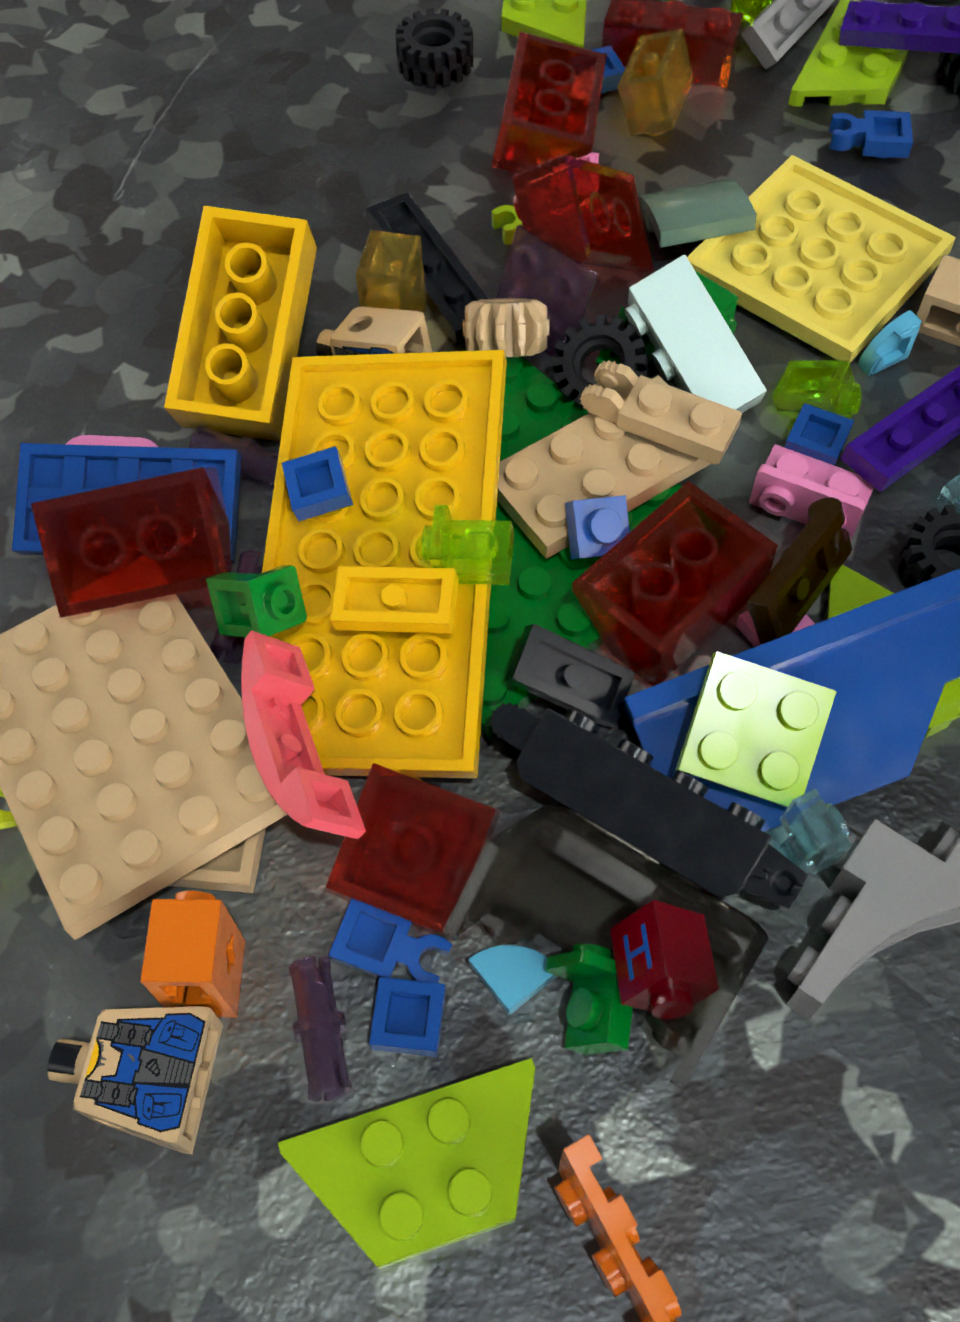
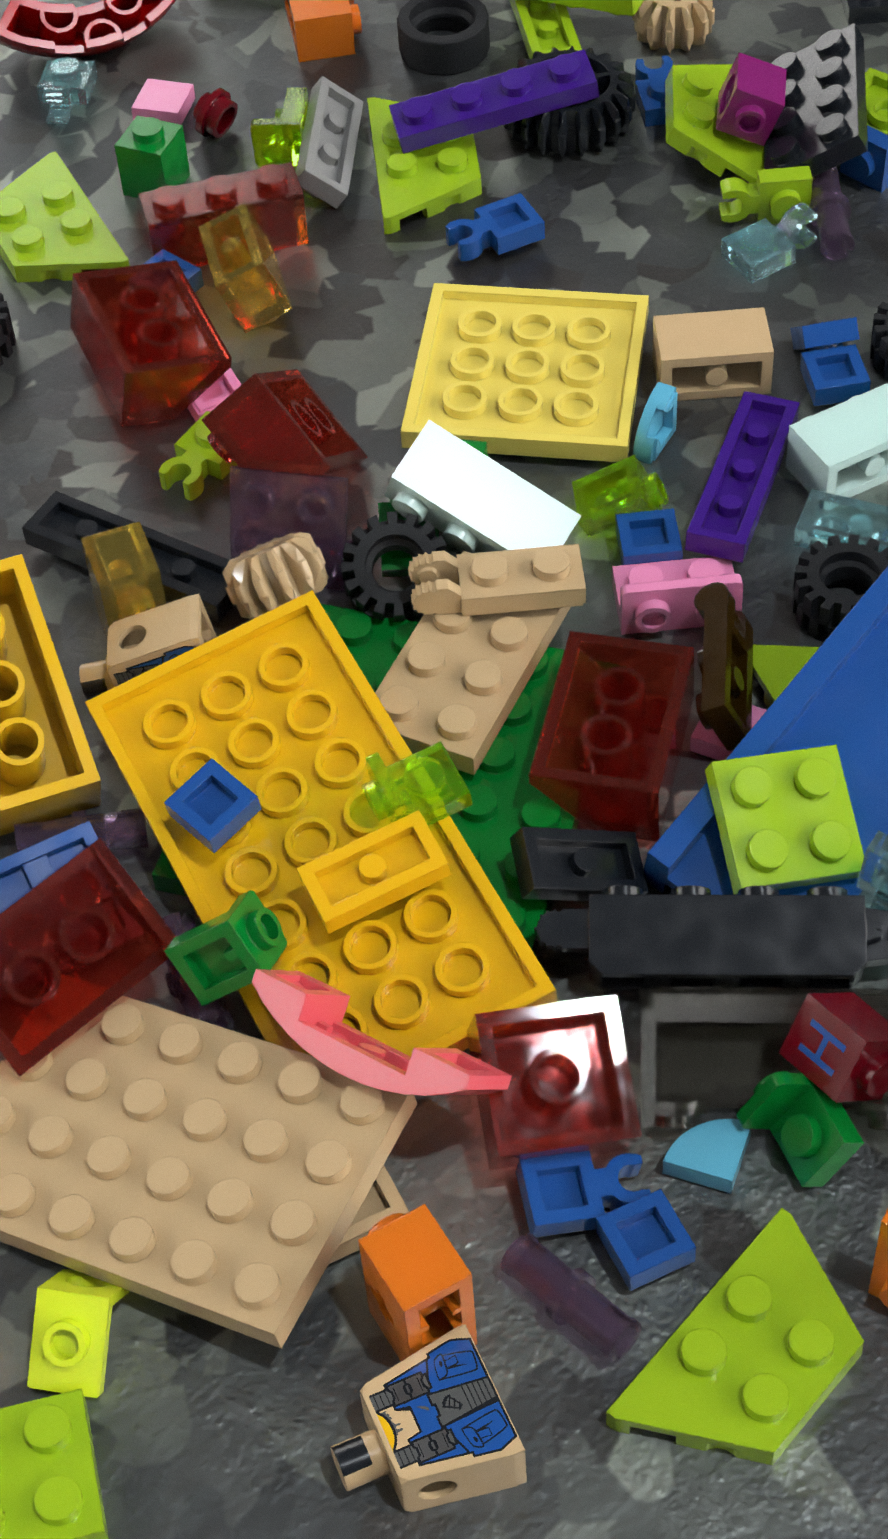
camera: 30 degrees left, 10 degrees down
(596, 525) = (510, 715): plate -> none
(697, 212) = (381, 378): sand green slope -> none

